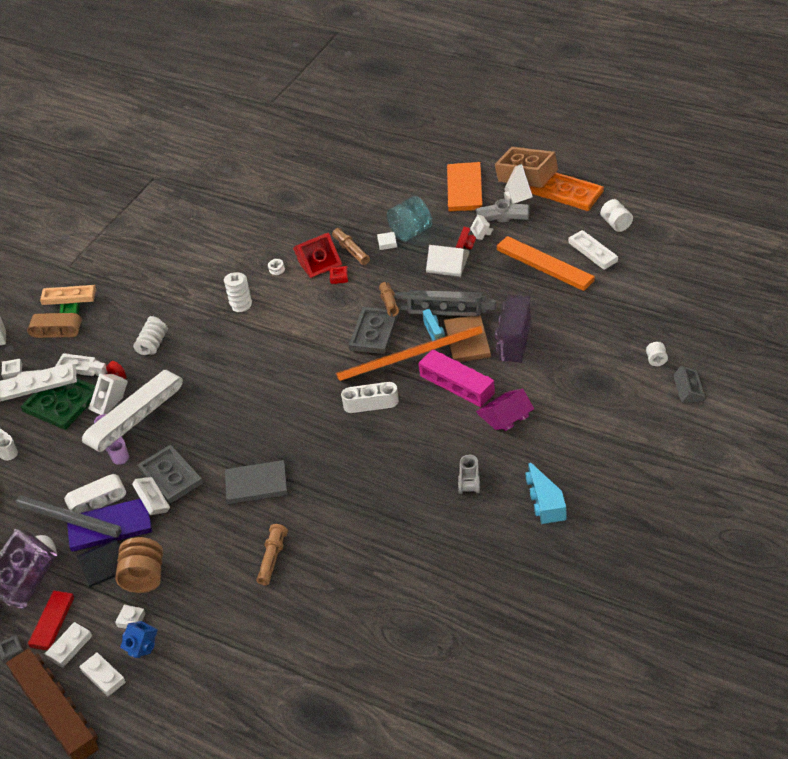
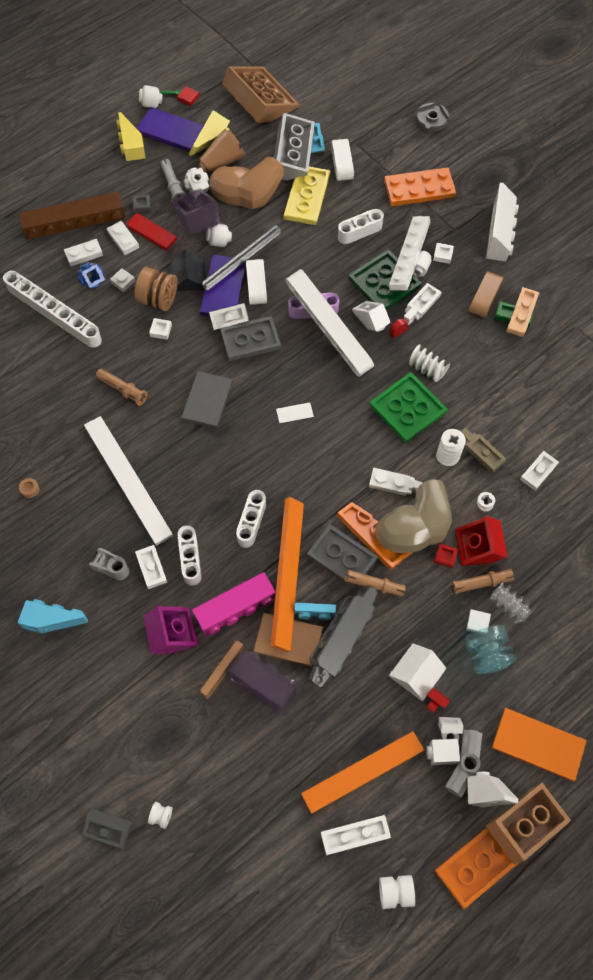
camera: 105 degrees right, 20 degrees up
(185, 551) = (160, 328): none -> white plate
(203, 338) = (408, 407): none -> green plate
(210, 630) = (52, 309): none -> white beam
(219, 288) = (483, 450): none -> dark tan hinge
(232, 244) = (539, 470): none -> white plate
(241, 416) = (294, 412): none -> white sticker
(285, 324) = (393, 482): none -> white hinge
(319, 289) = (417, 525): none -> dark tan piece
(344, 315) = (364, 527): none -> orange wing
(362, 222) = (511, 603): none -> clear piece
(372, 507) = (128, 481): none -> white tile
(424, 580) = (29, 488): none -> medium nougat tile
(428, 424) = (186, 547): none -> white beam
(454, 447) = (151, 567): none -> white plate
(502, 224) = (443, 752): none -> white brick
(518, 363) = (221, 670): none -> medium nougat tile

